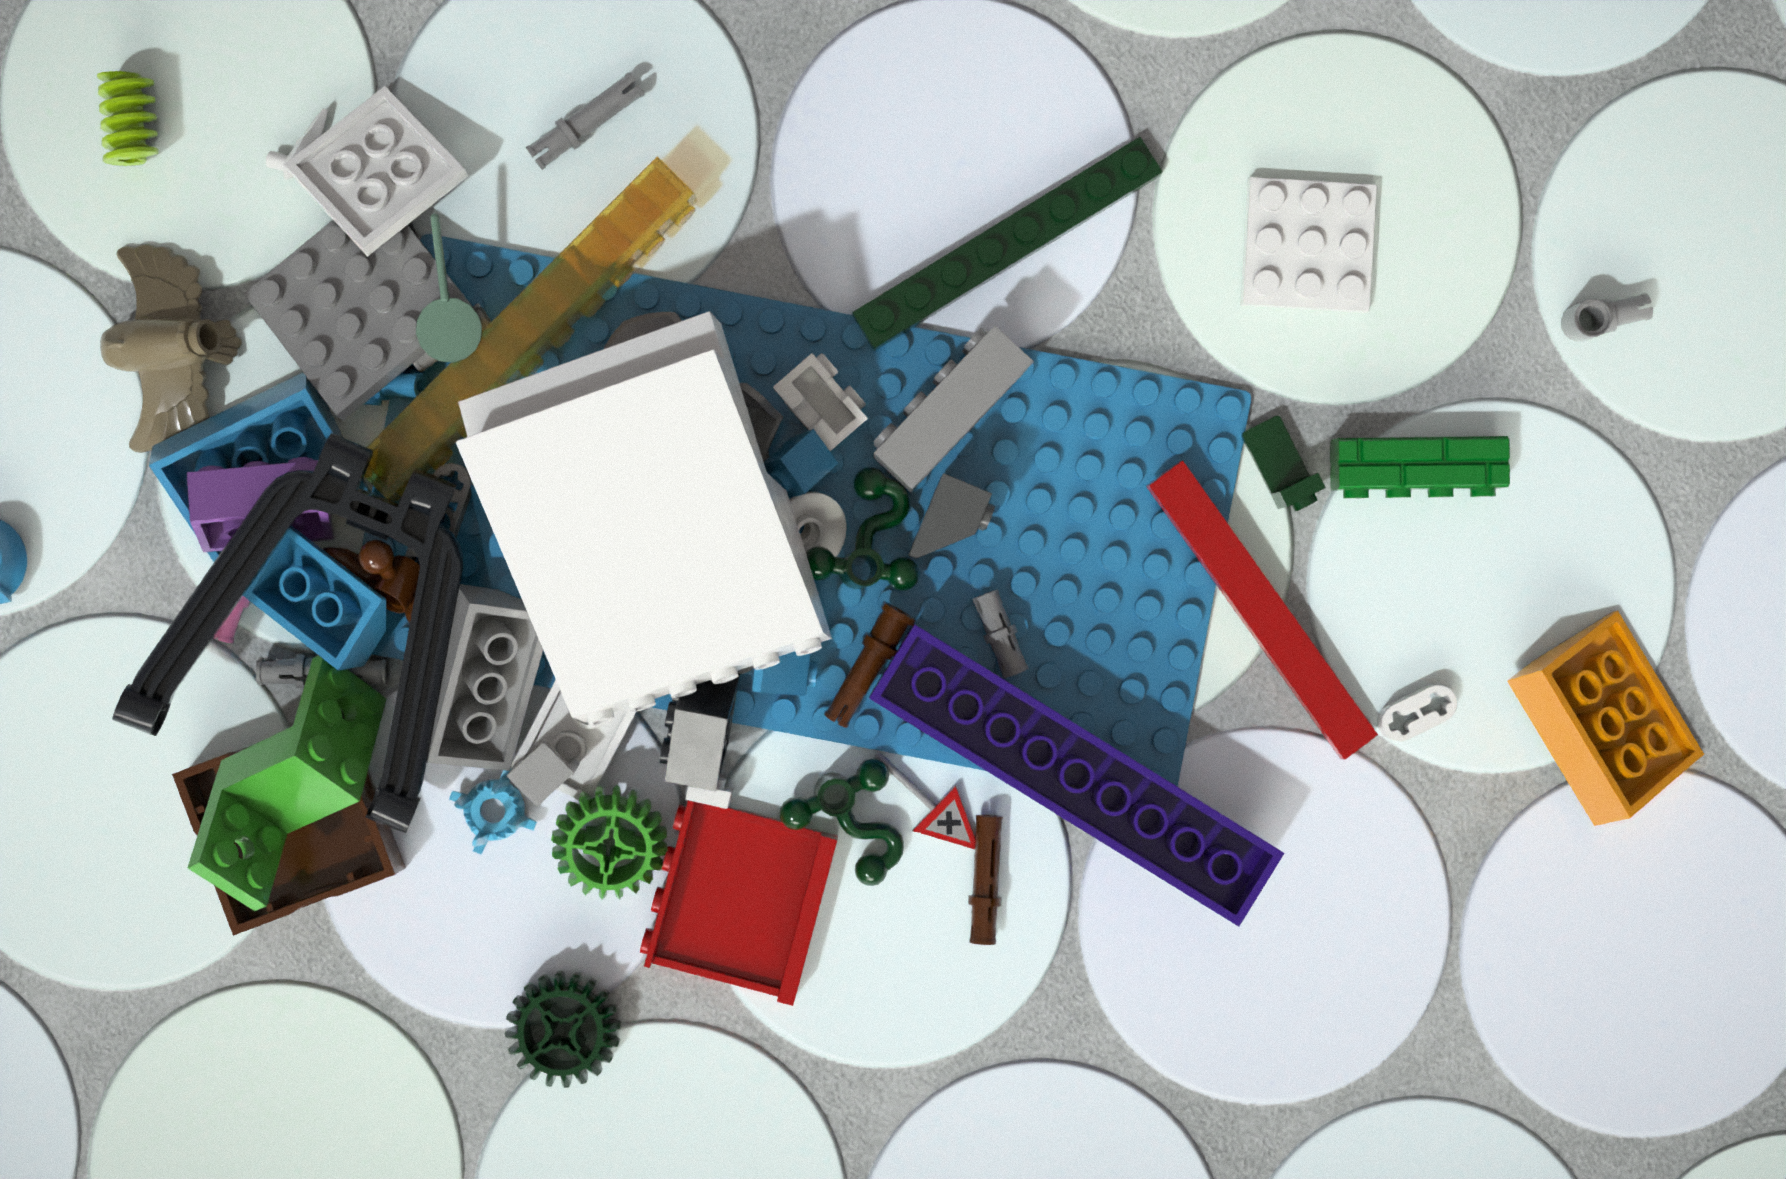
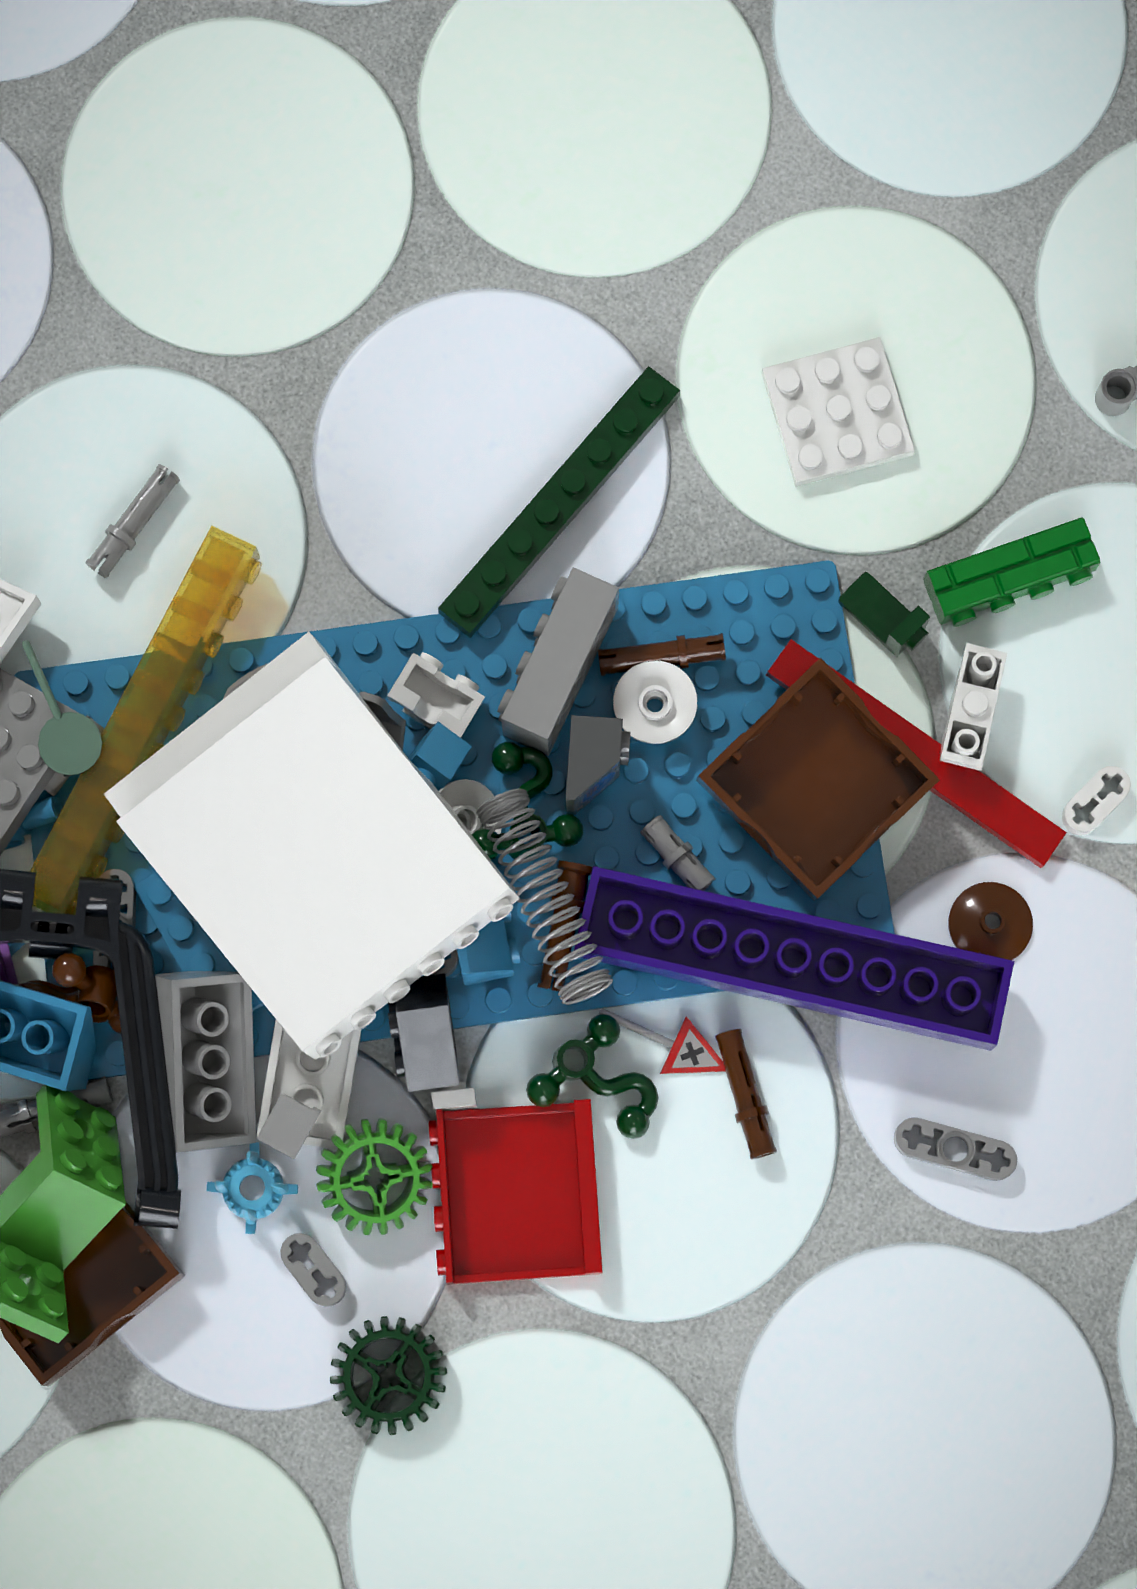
camera: 15 degrees left, 10 degrees down
(516, 908) = (305, 1277): none -> light grey beam
(867, 741) = (502, 809): none -> light grey piece
(1052, 472) = (661, 682): none -> white dish
(1053, 432) = (676, 652): none -> reddish brown pin
(1160, 609) = (817, 779): none -> reddish brown tile
(1195, 1004) = (983, 1167): none -> light grey beam
(1252, 791) = (968, 924): none -> reddish brown dish
(1332, 588) = (972, 706): none -> white slope

